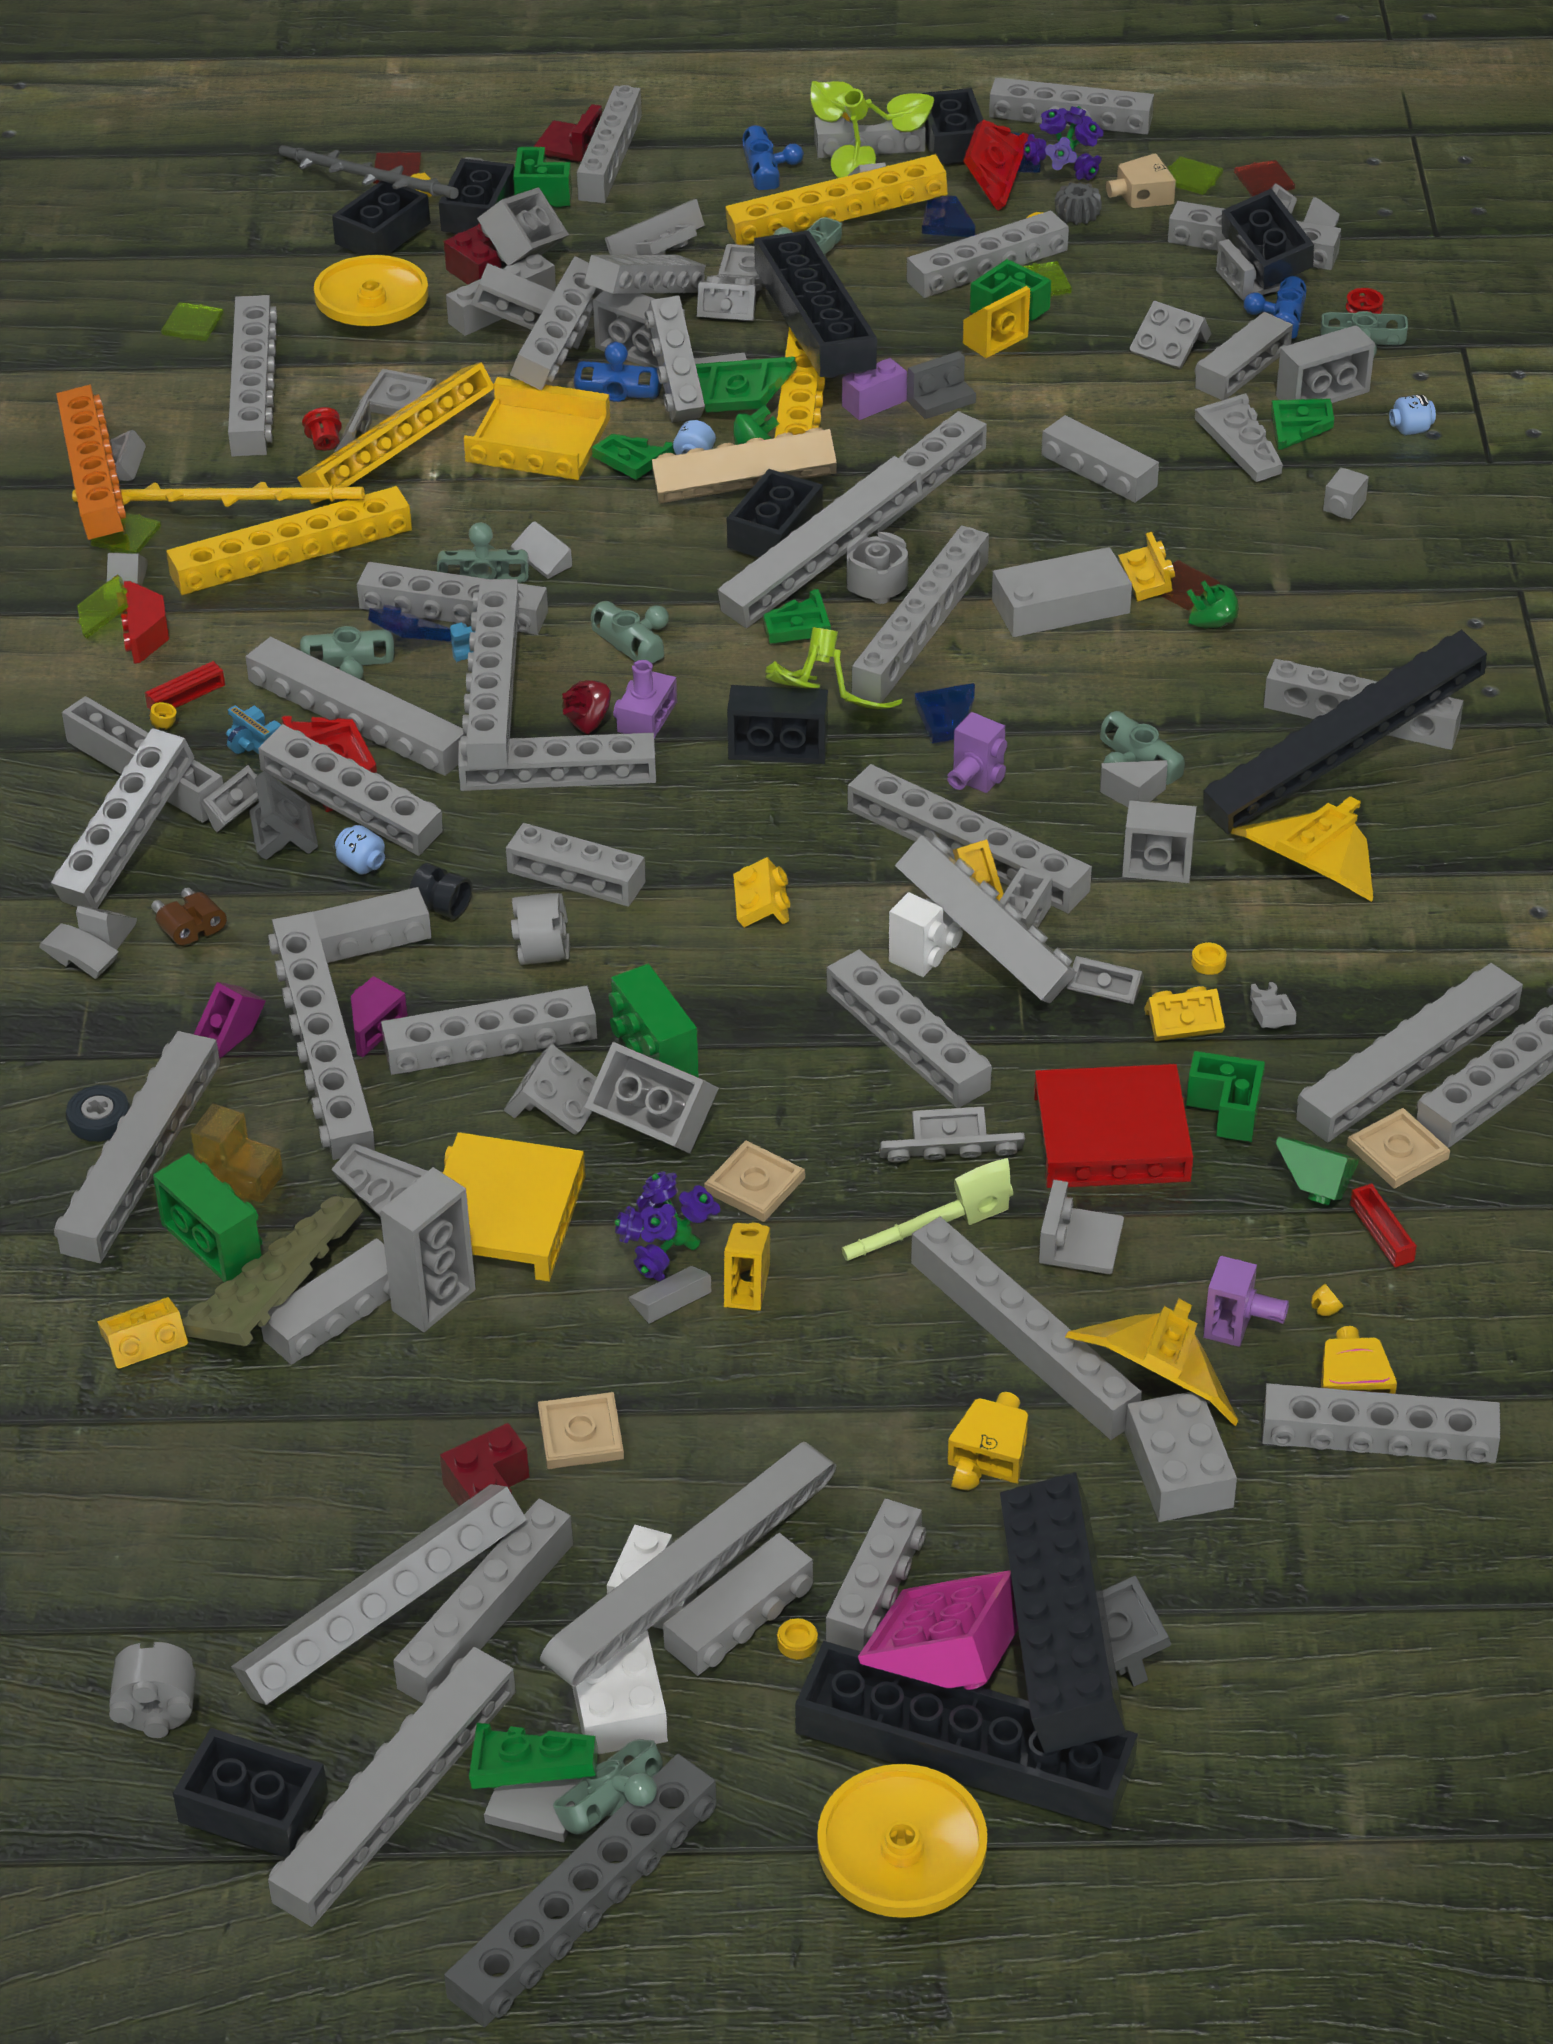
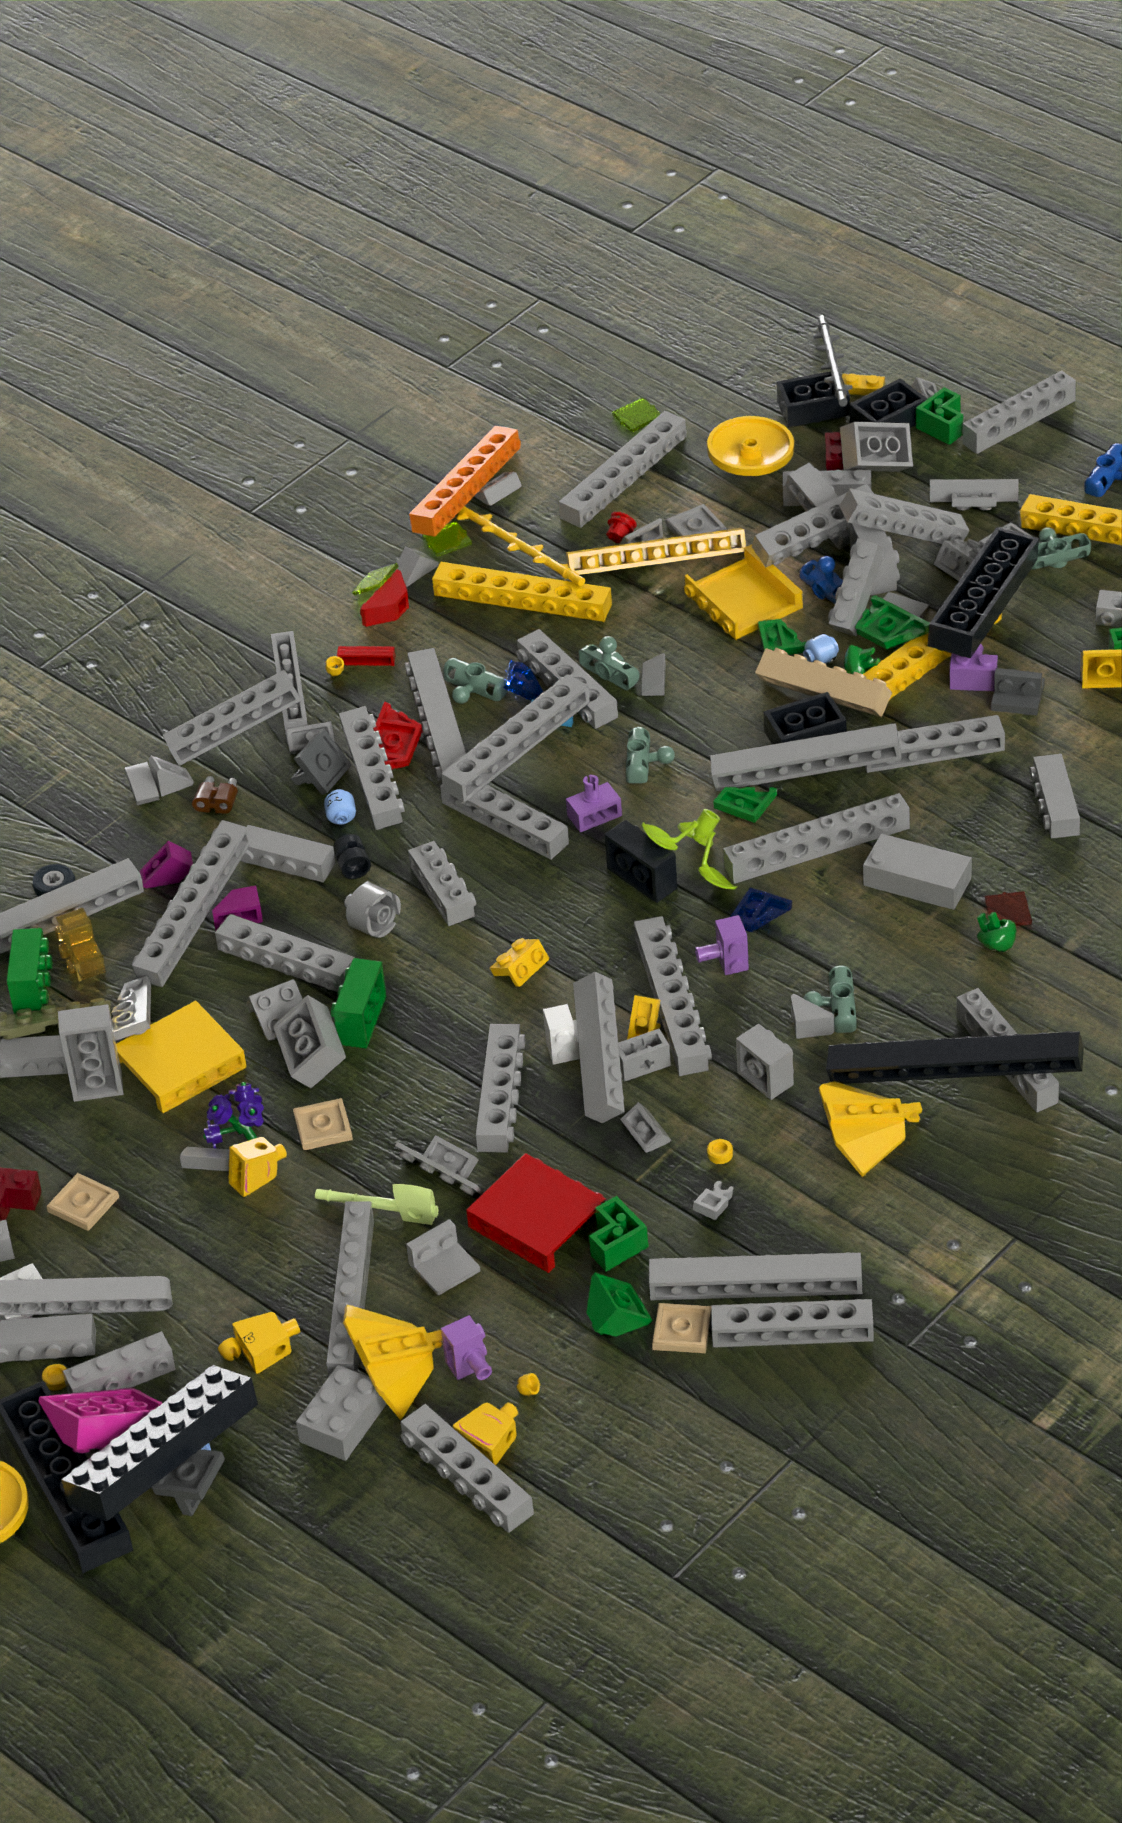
camera: 45 degrees right, 0 degrees up
(248, 729) = (371, 698): dark azure hips -> none
(389, 161) = (877, 364): clear red piece -> none
(570, 139) = (1000, 391): dark red bracket -> none
(586, 704) = (557, 788): dark red piece -> none
(877, 566) = (825, 791): light grey brick -> none
(1148, 569) = (992, 887): yellow bracket -> none
(1185, 1013) = (658, 1175): yellow bracket -> none
(1383, 1225) = (610, 1364): red piece -> none

